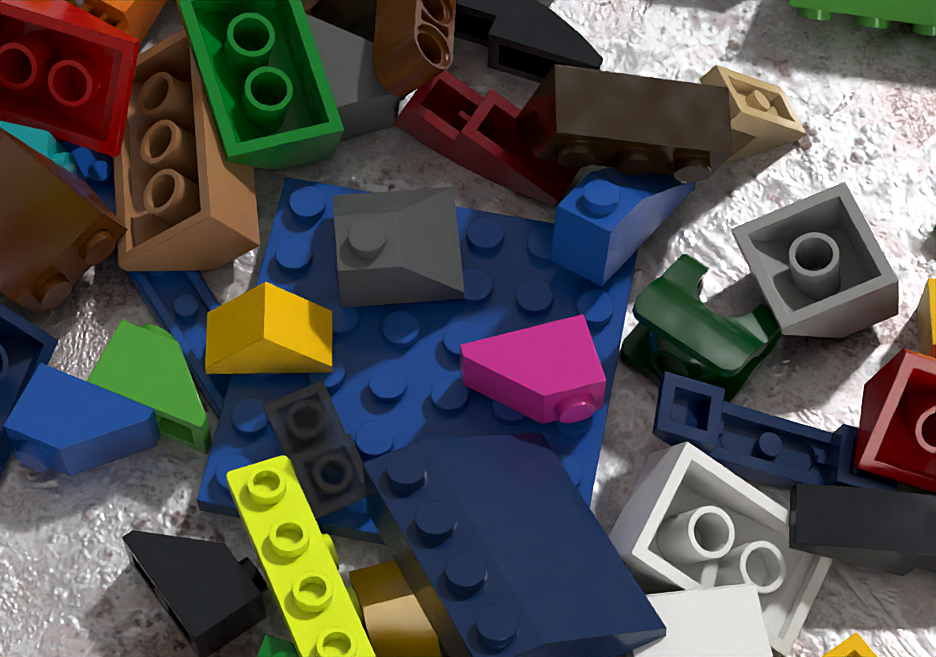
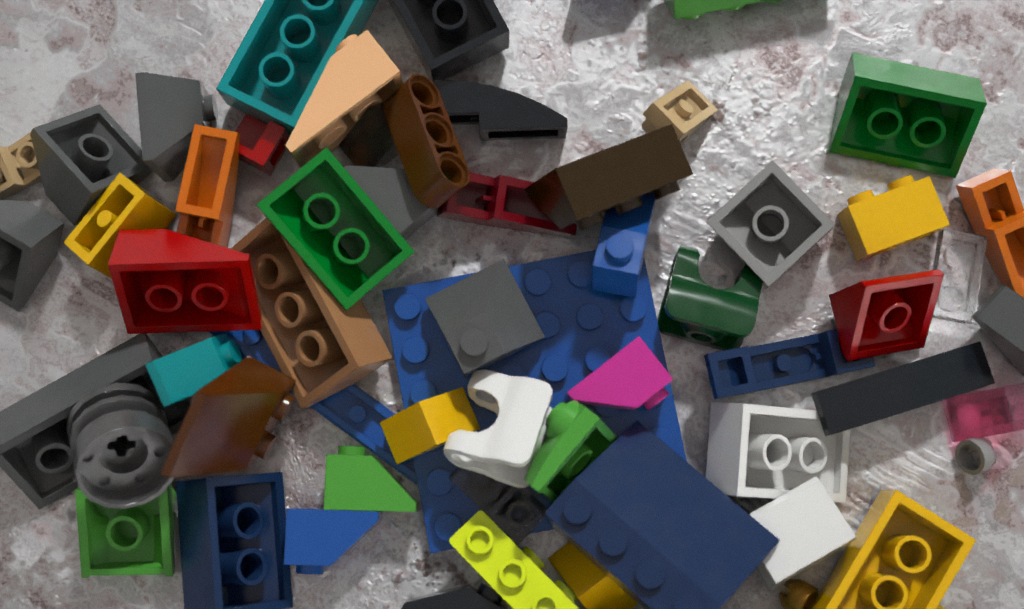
camera: 25 degrees left, 20 degrees up
(368, 373) = (515, 437): none -> white piece
(442, 398) = (571, 445): none -> bright green slope

